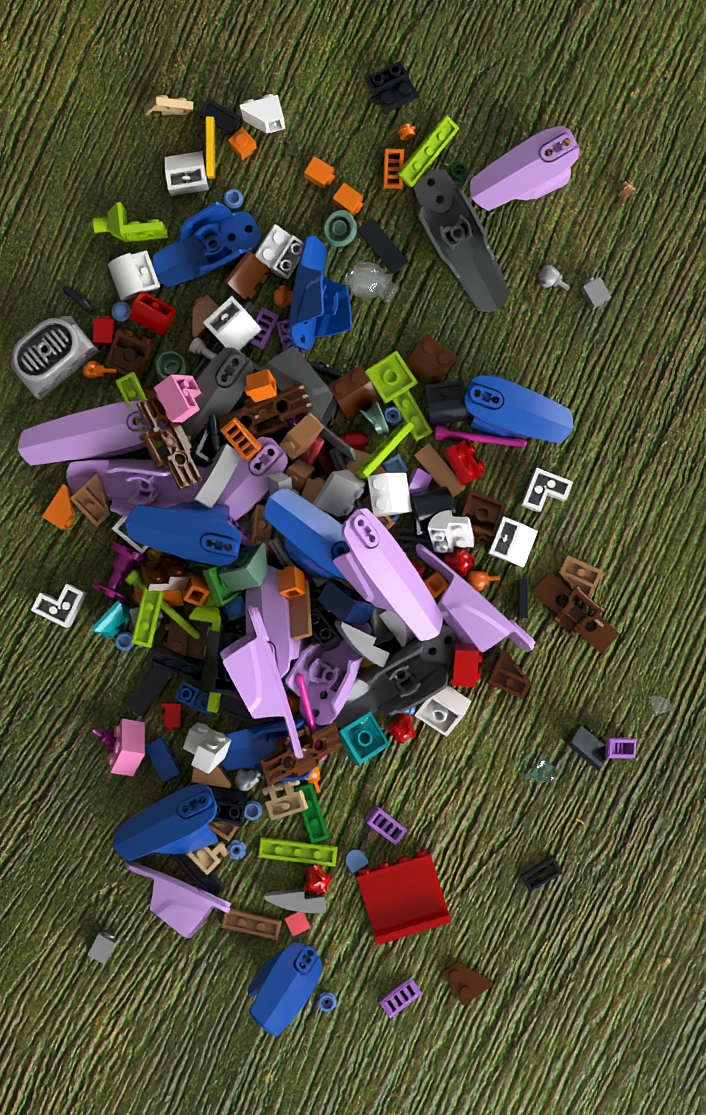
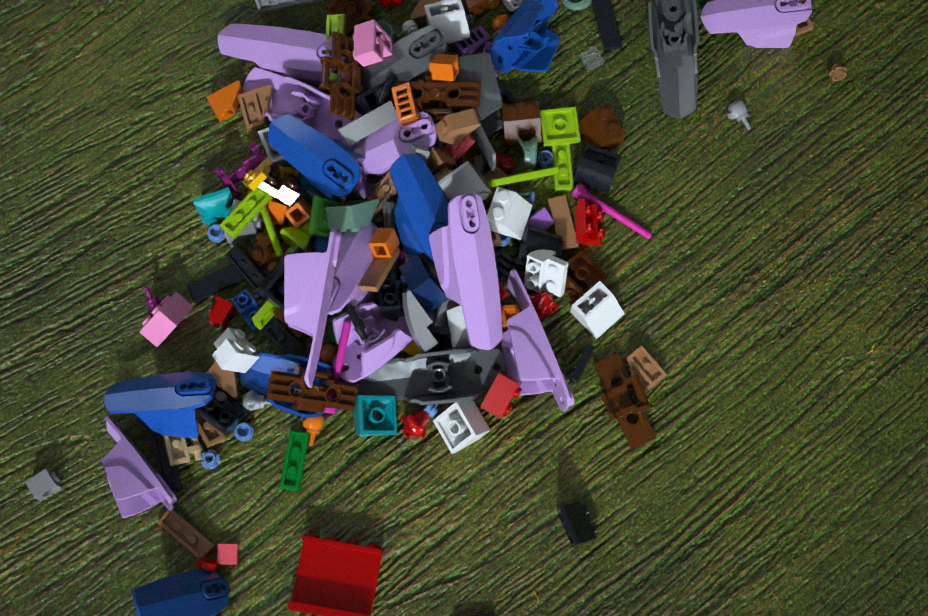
camera: 25 degrees right, 15 degrees down
(63, 609) = (180, 179): white brick -> none
(94, 369) = (315, 8): orange piece -> none
(140, 579) = (255, 177): none -> yellow wing
(162, 760) = (190, 347): blue slope -> none
(285, 941) = (206, 564): none -> red tile
(286, 804) = (277, 439): tan plate -> none
(297, 851) = (263, 489): lime tile -> none
(297, 900) = (239, 533): light grey slope -> none
(308, 672) = (358, 323): none -> piece
(317, 880) = (266, 522): red rock -> none
(355, 860) = (311, 524): medium blue tile -> none
(366, 280) = (579, 40): clear brick -> none
(373, 813) = (354, 487): medium lavender slope -> none
(480, 579) = (553, 330): orange piece -> none
(509, 676) = (535, 427): reddish brown wing -> none
(516, 412) = (653, 199): blue piece -> none
(543, 484) = (648, 274): white brick -> none
(544, 773) = (525, 530): clear light blue piece -> none
(595, 292) = (771, 141): light grey brick -> none
(620, 747) = (616, 544): medium lavender slope -> none
(660, 705) = (663, 522): clear tile -> none

